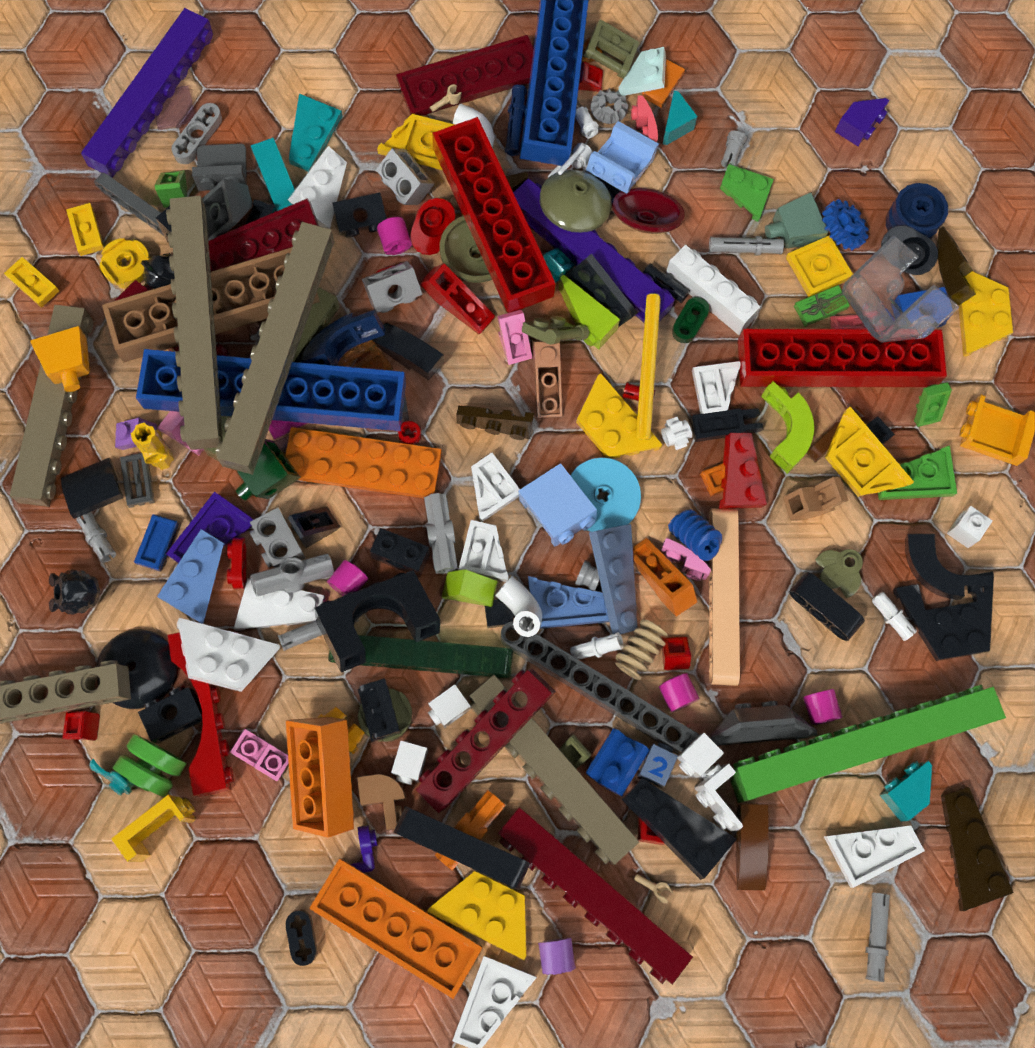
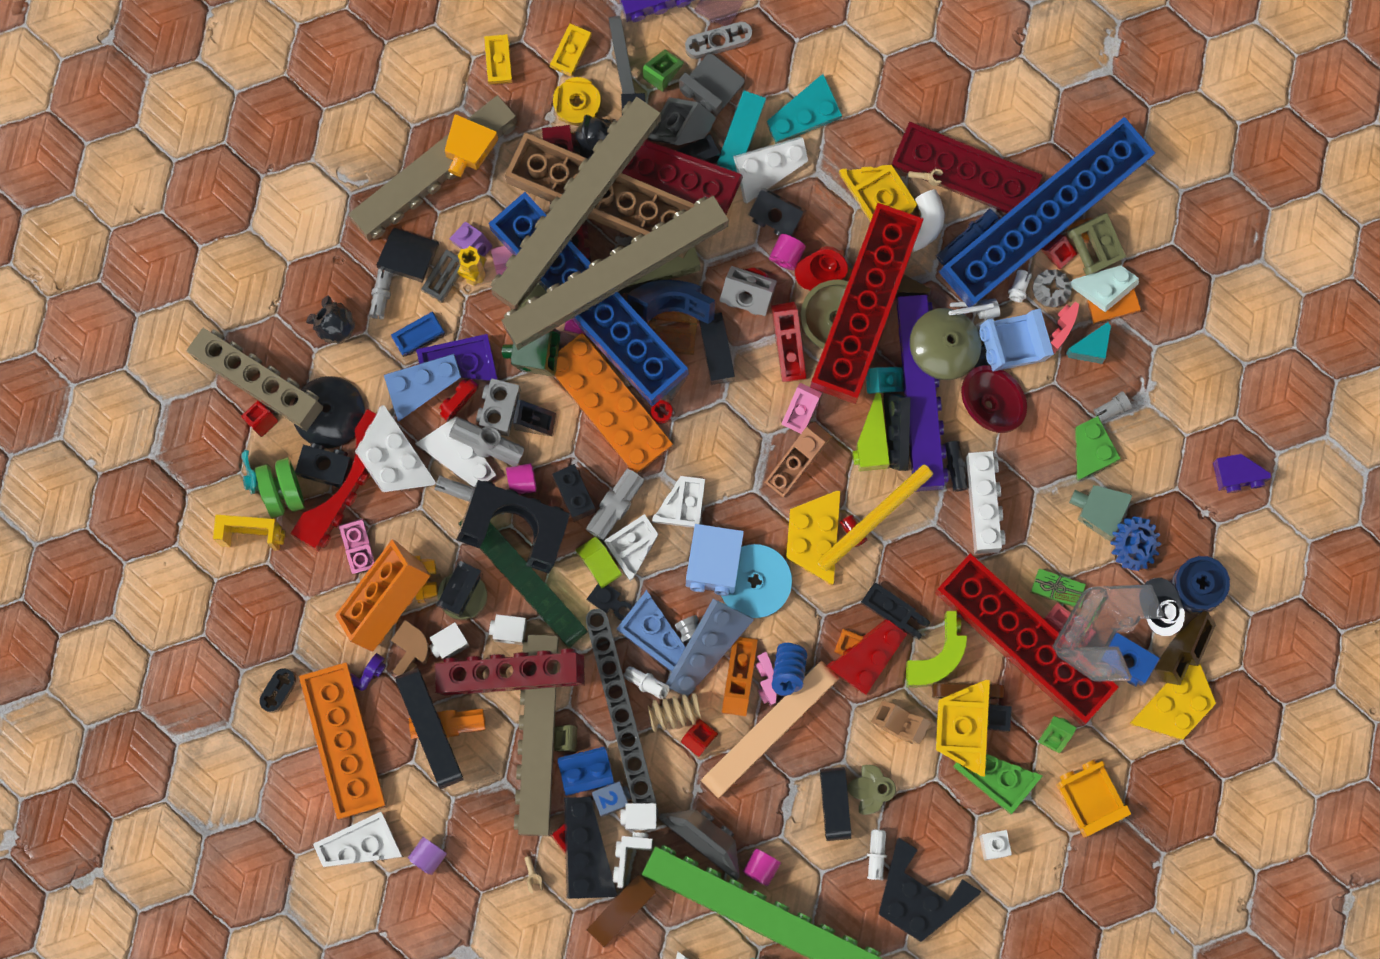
camera: 50 degrees right, 5 degrees up
(404, 177) = (837, 212): light grey brick -> none
(486, 912) = (409, 786): yellow wing -> none
(504, 422) = (715, 441): dark brown wing -> none
(523, 605) = (621, 607): white cylinder -> none
(554, 330) = (832, 430): olive plate -> none
(595, 896) = (487, 841): dark red brick -> none
(676, 433) = (850, 584): white gear -> none
(678, 692) = (672, 765): dark pink piece -> none
(689, 321) = (945, 510): dark green plate -> none
(715, 385) = (915, 576): white wing -> none
(746, 245) = (1066, 511): light grey pin -> none
(819, 266) = (1085, 557): yellow plate -> none
(927, 569) = (932, 848): black arch -> none

